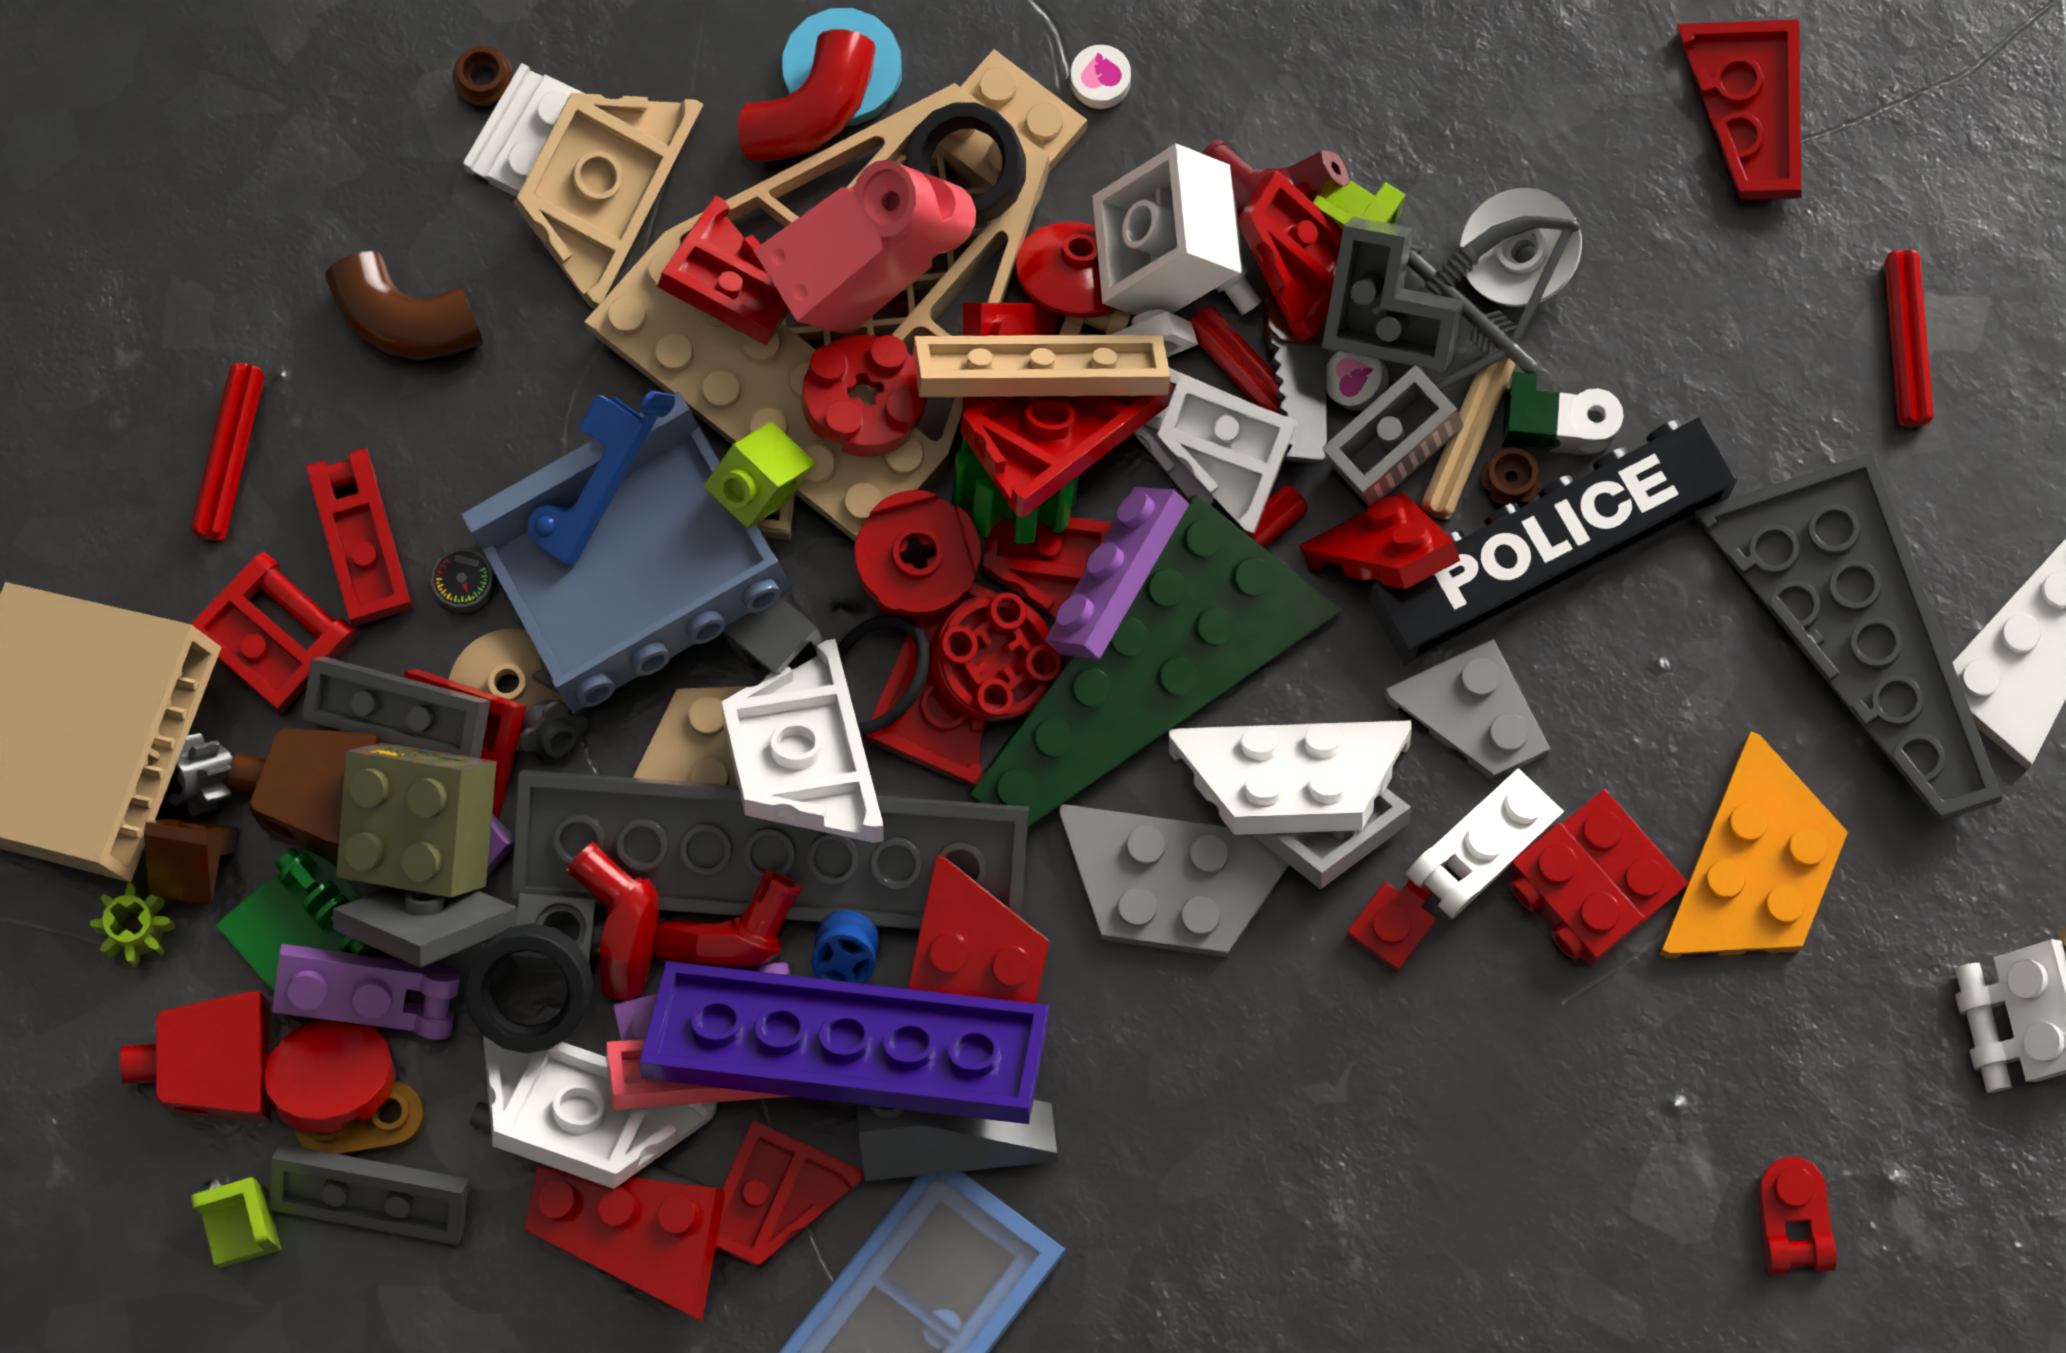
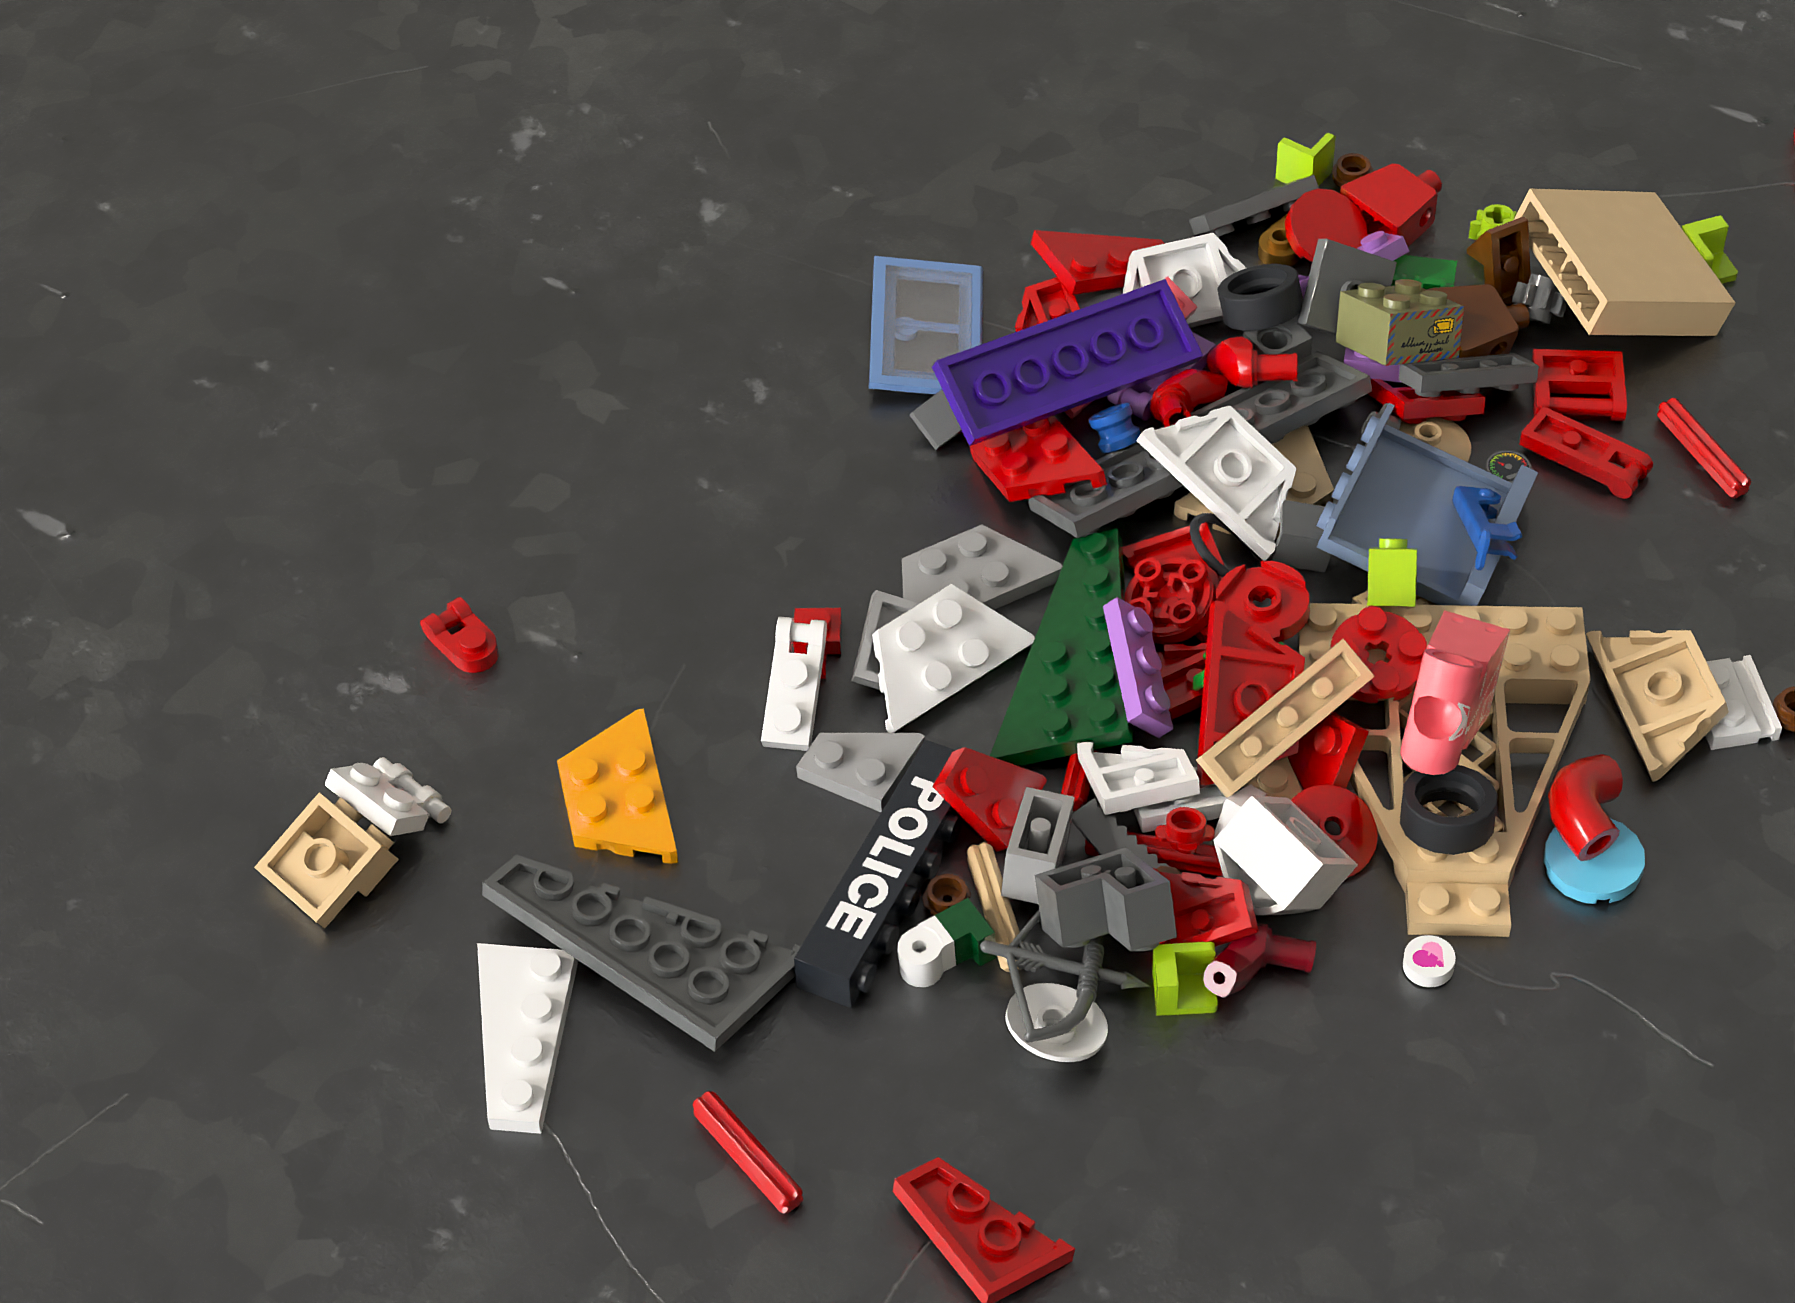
camera: 145 degrees right, 25 degrees down
(182, 1152) = (1350, 167): none -> reddish brown plate
(398, 322) = (1688, 551): reddish brown cylinder -> none
(724, 276) = (1537, 663): red wing -> none
(1215, 342) = (1185, 830): none -> red plate
(1595, 879) = (713, 720): red plate -> none

